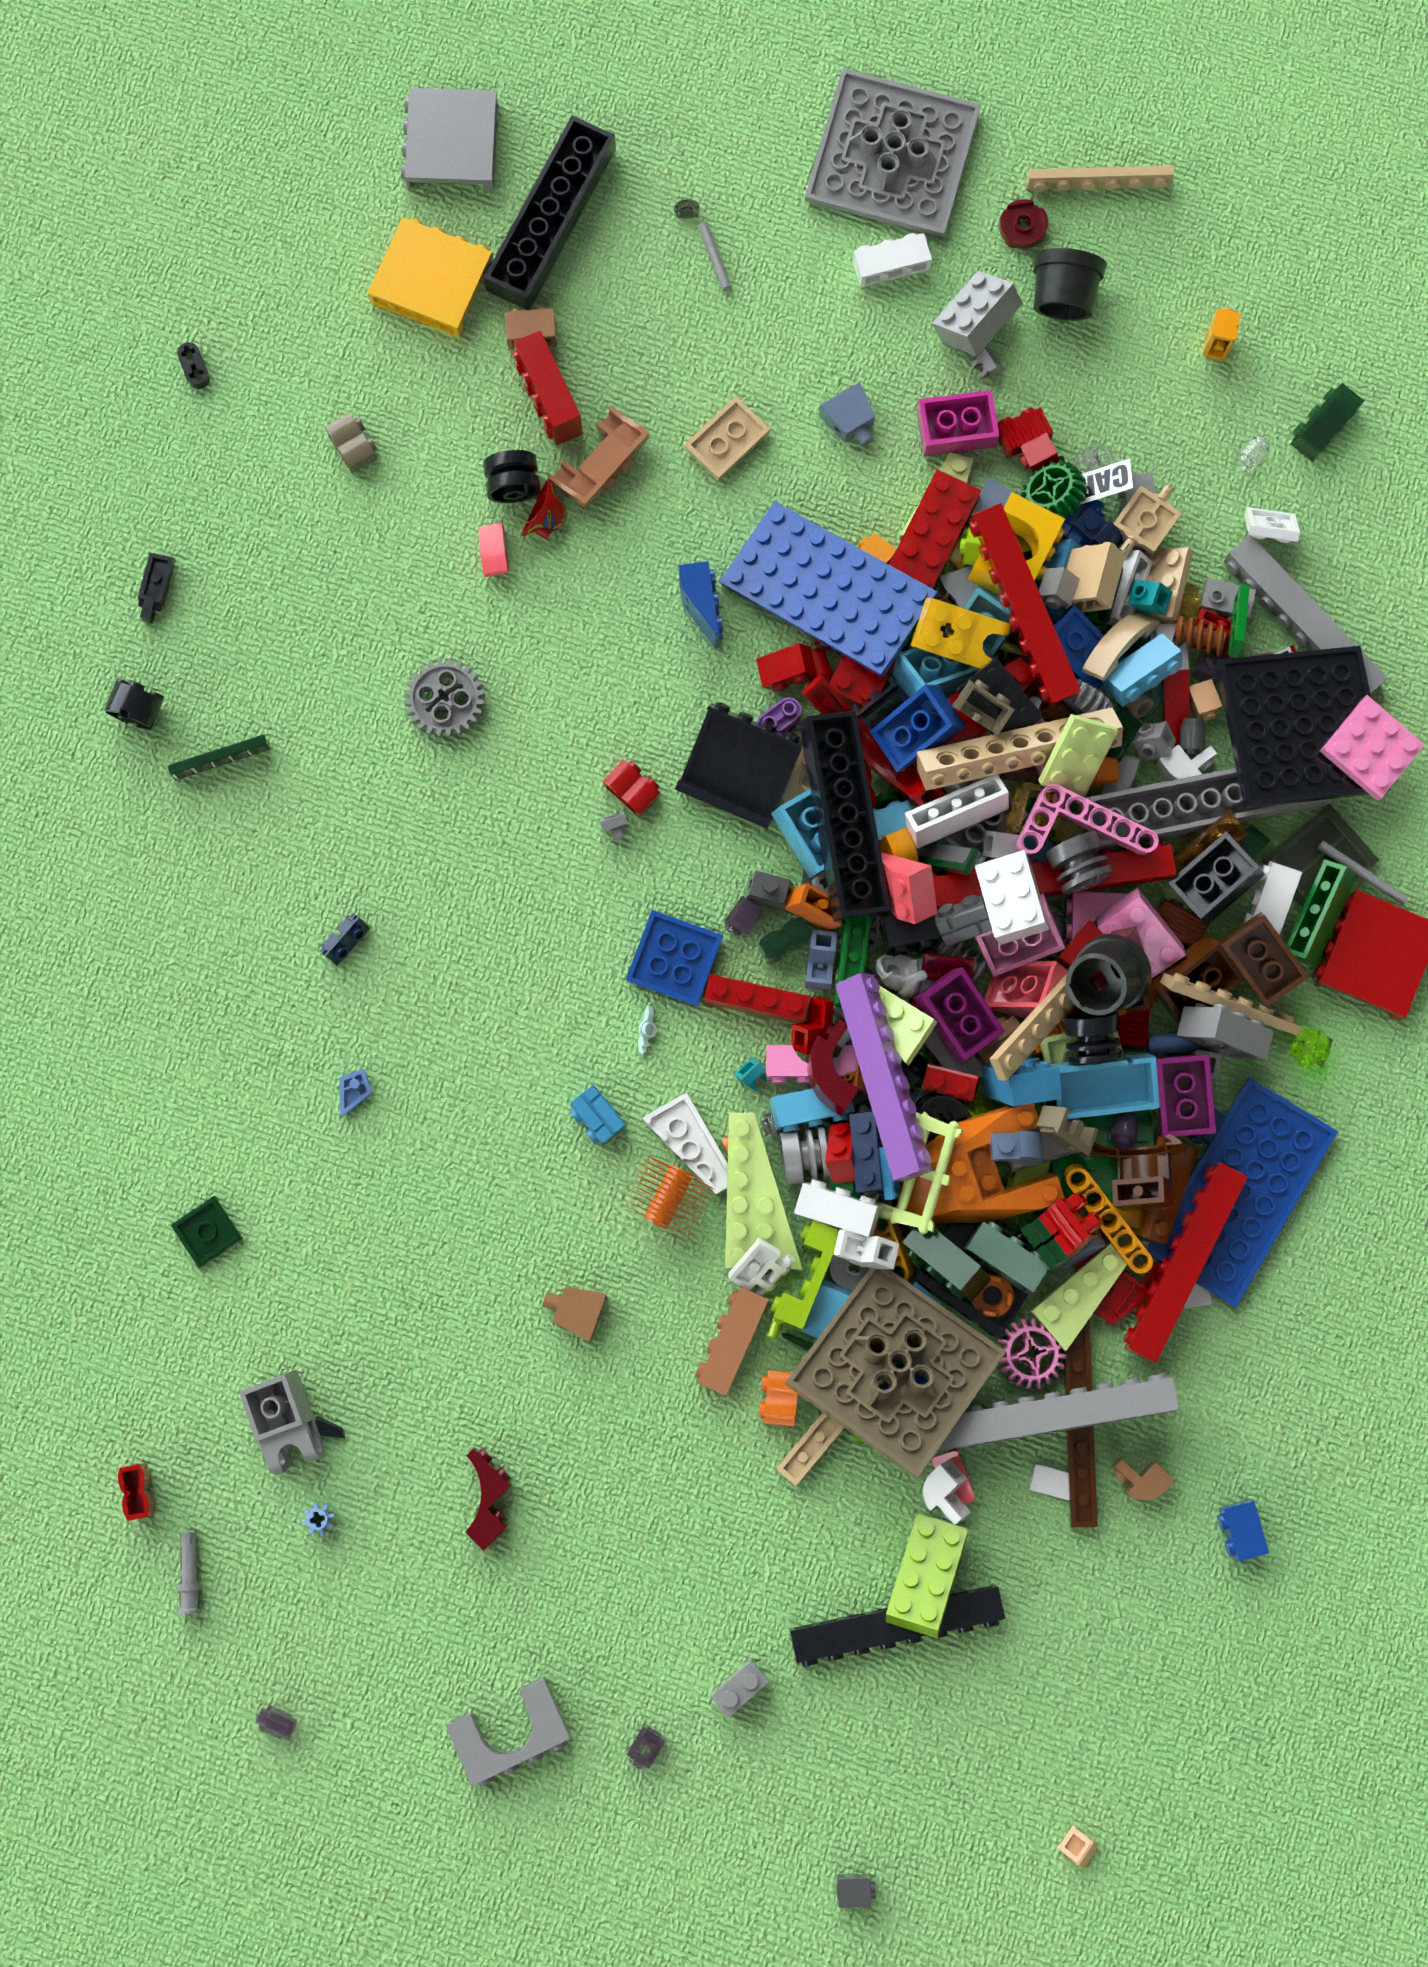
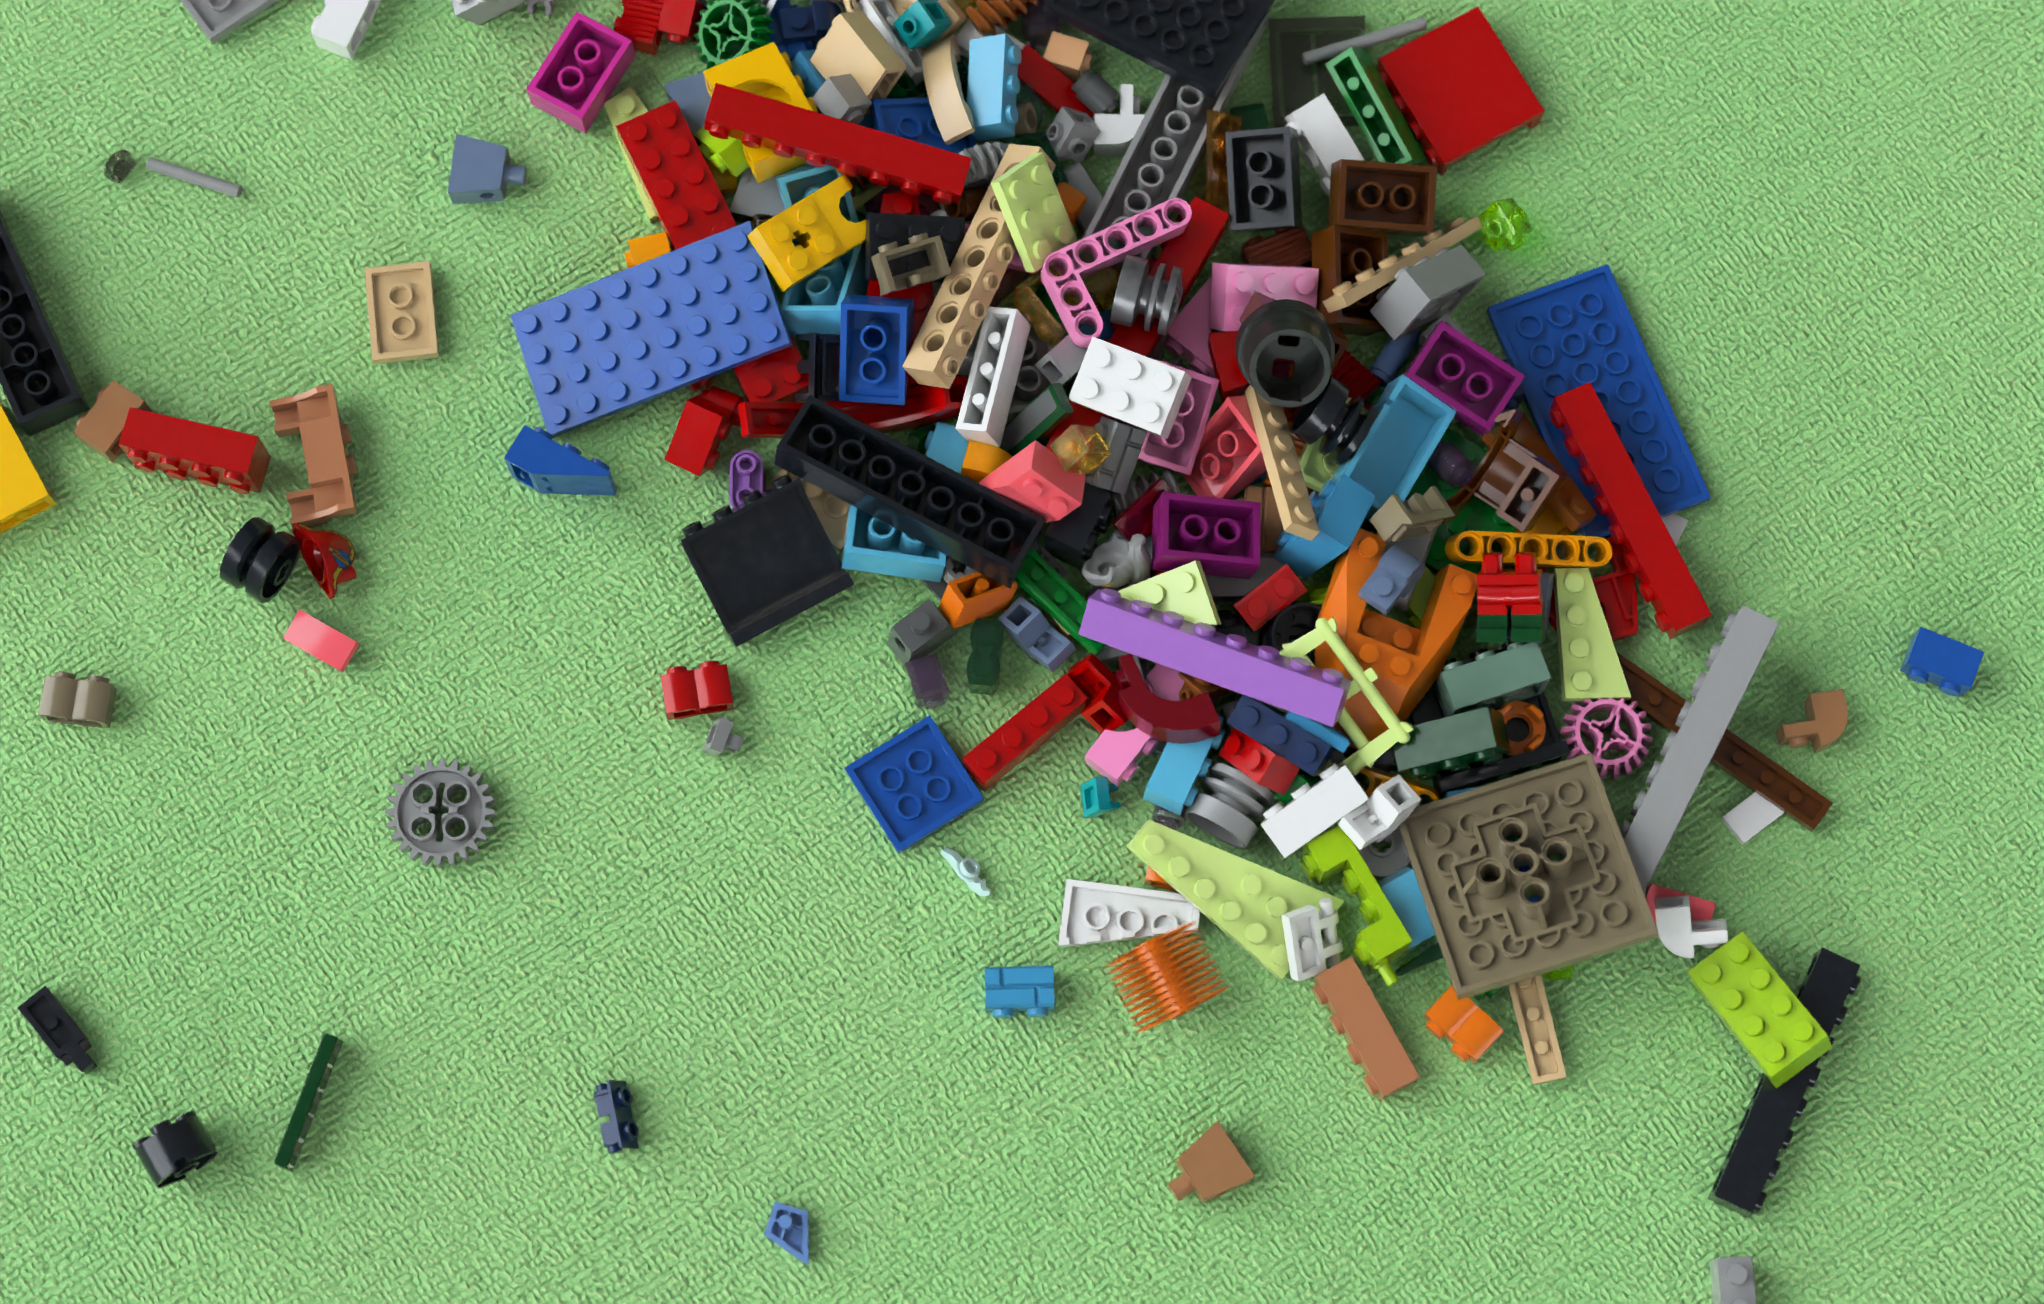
camera: 50 degrees left, 5 degrees down
(948, 897) = (1080, 449): none -> clear yellow brick

